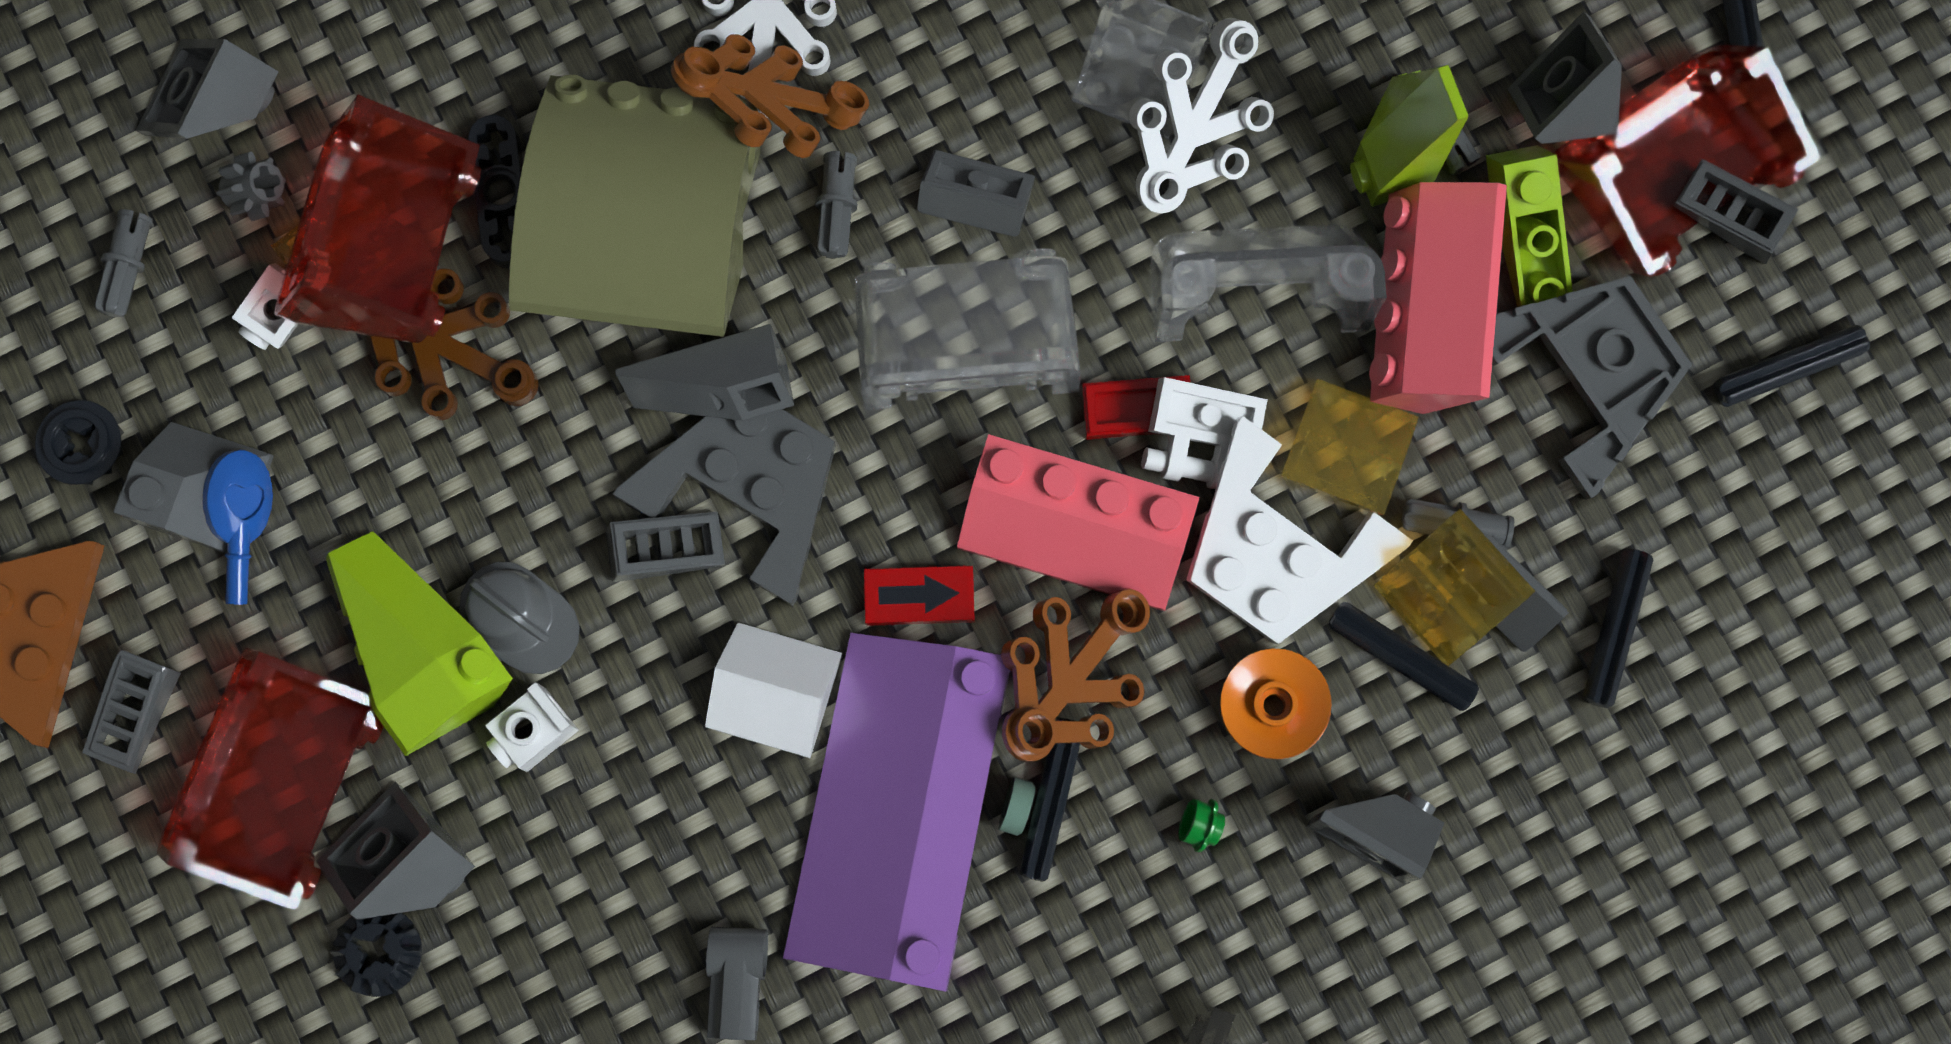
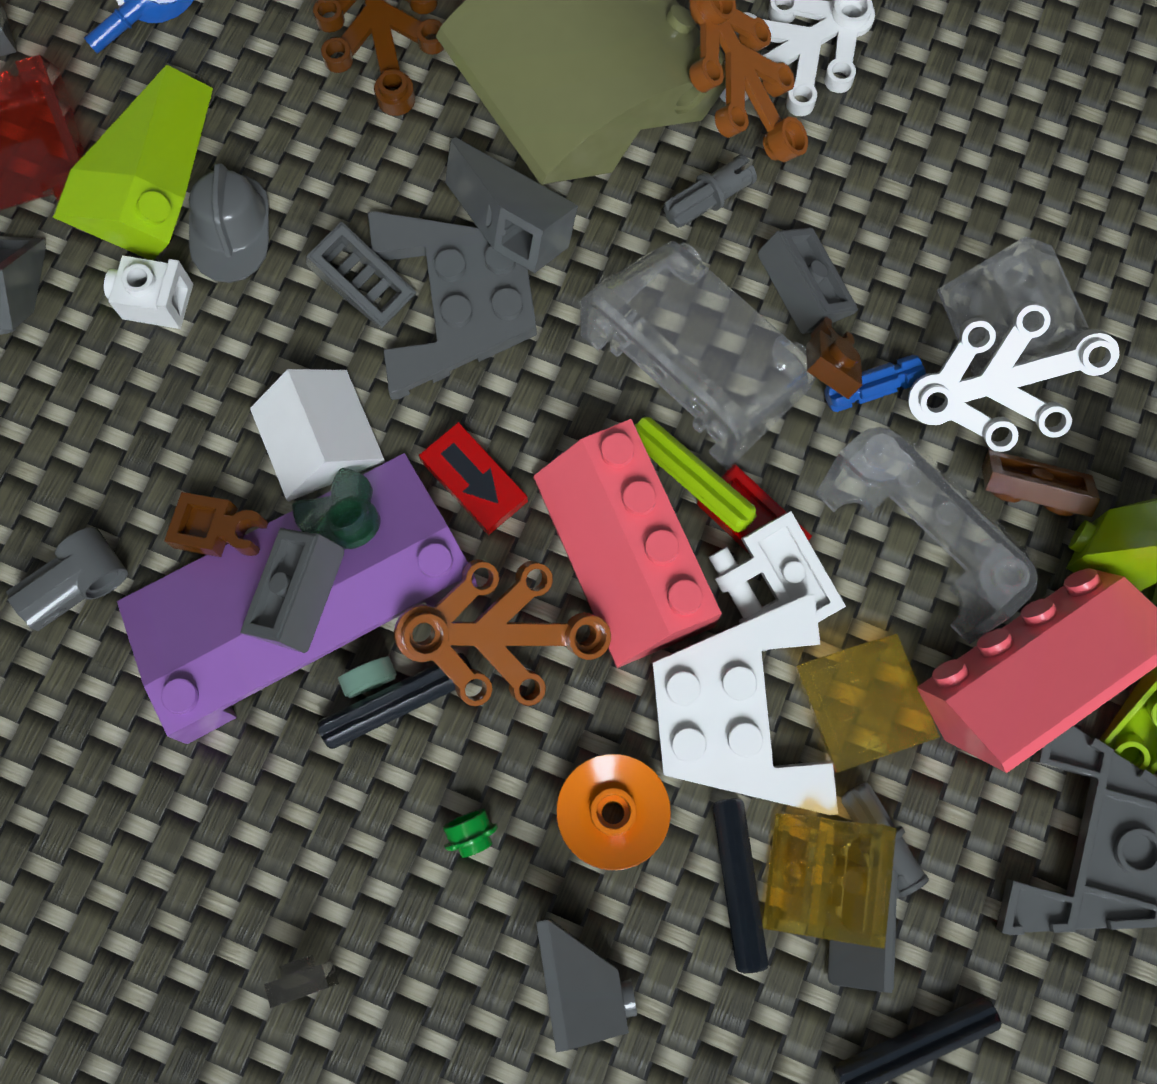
camera: 45 degrees right, 5 degrees down
(784, 836) = (208, 523): none -> reddish brown plate
(865, 731) = (344, 516): none -> clear green plate
(909, 805) = (293, 589): none -> dark grey slope
(1067, 238) = (834, 359): none -> reddish brown plate
(1067, 422) = (695, 476): none -> lime axle
(1108, 218) = (879, 382): none -> blue axle
(1294, 169) = (1054, 487): none -> reddish brown plate

